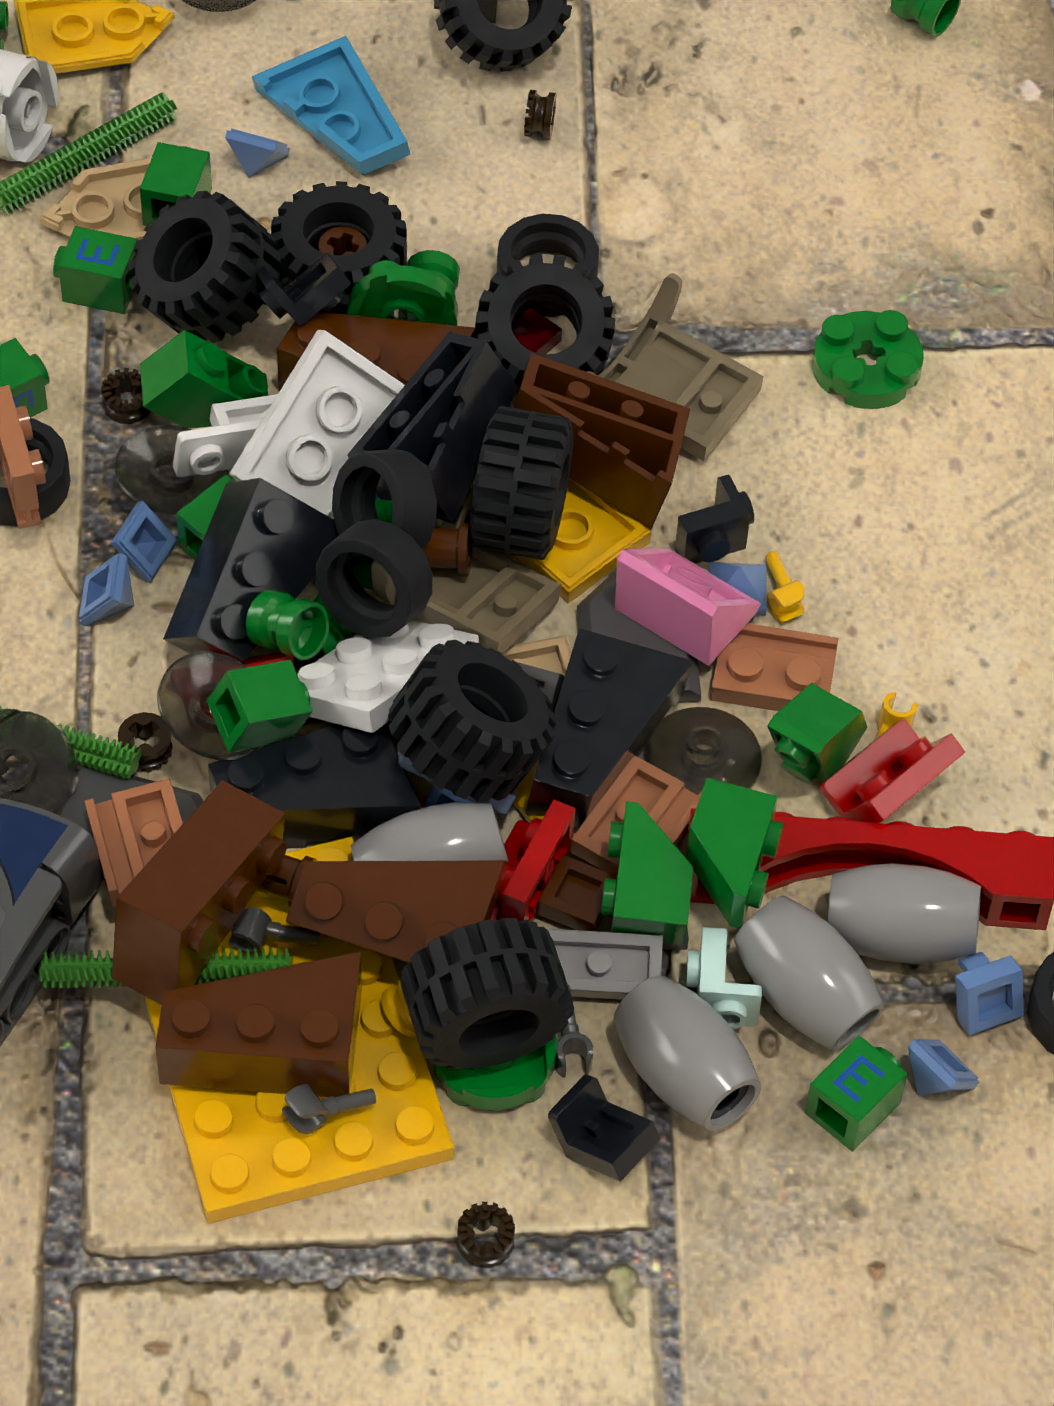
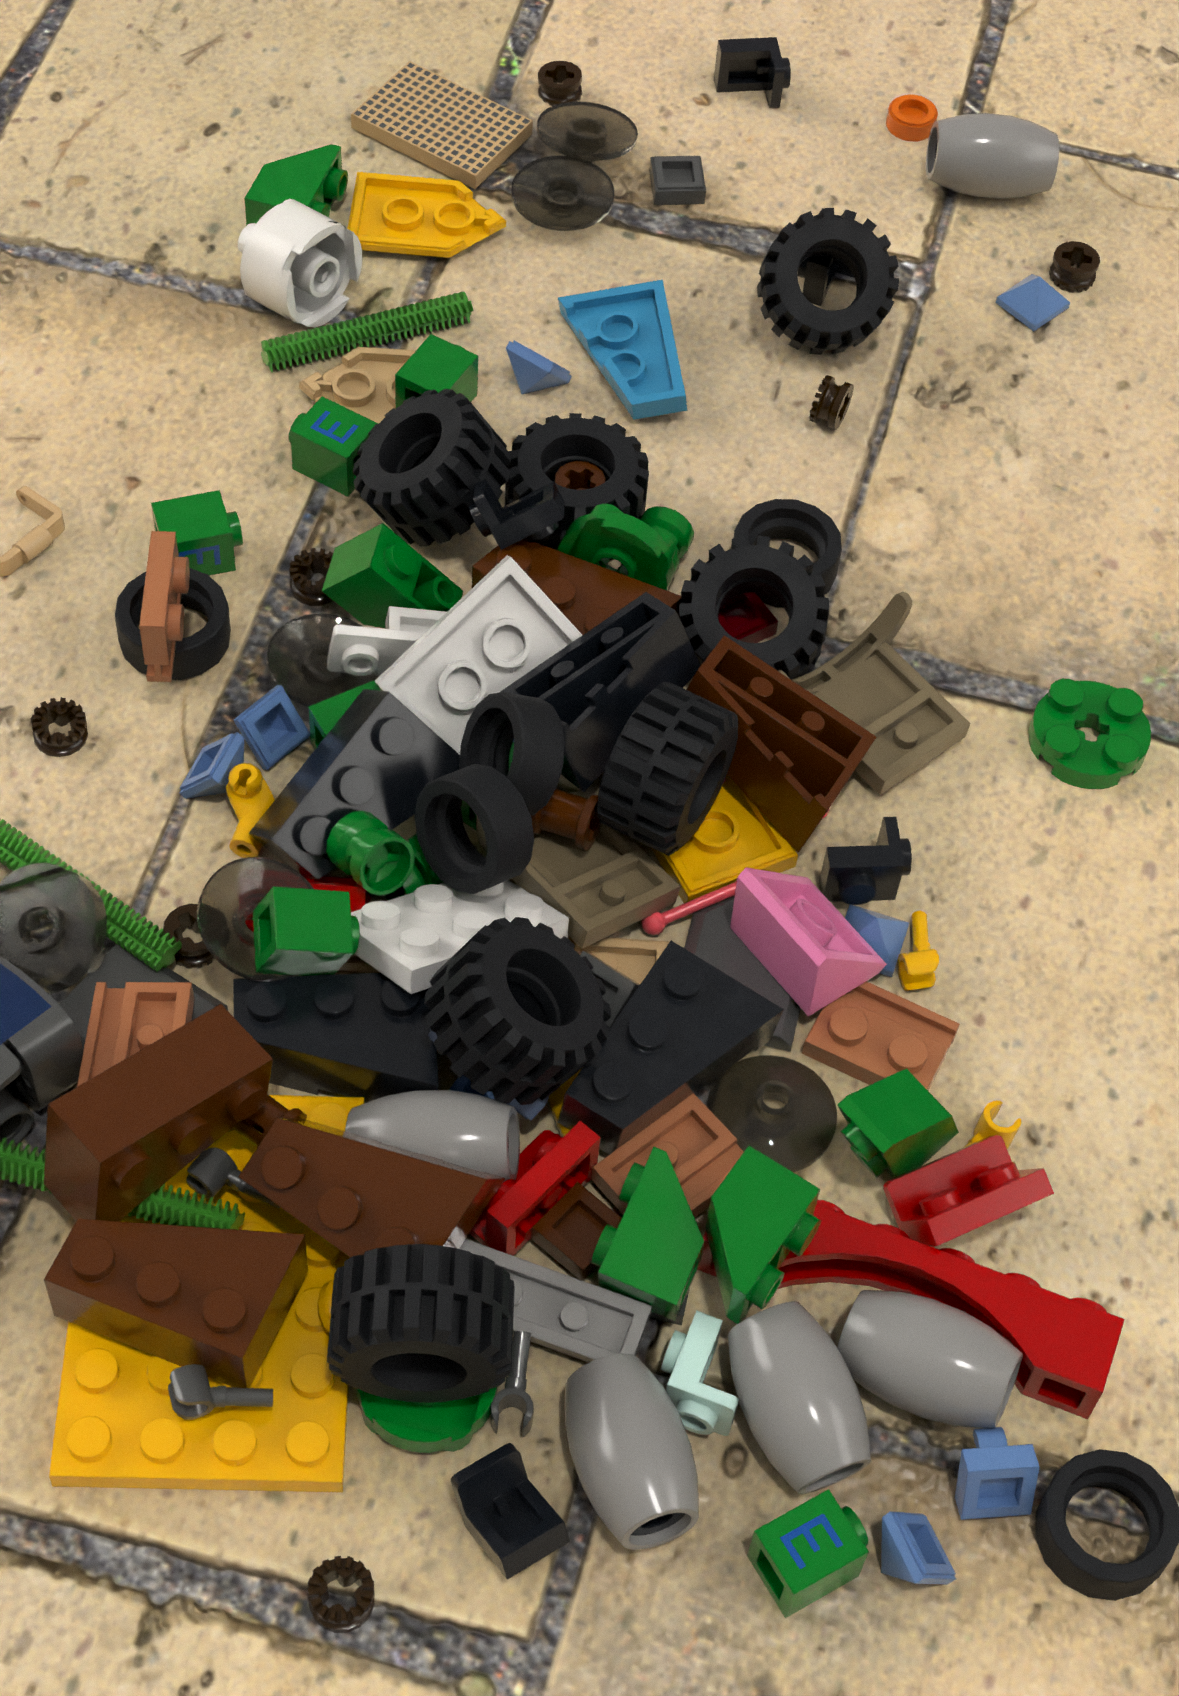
camera: 15 degrees right, 0 degrees up
(153, 614) = (250, 800): none -> yellow arm
(548, 622) = (657, 921): none -> coral hinge

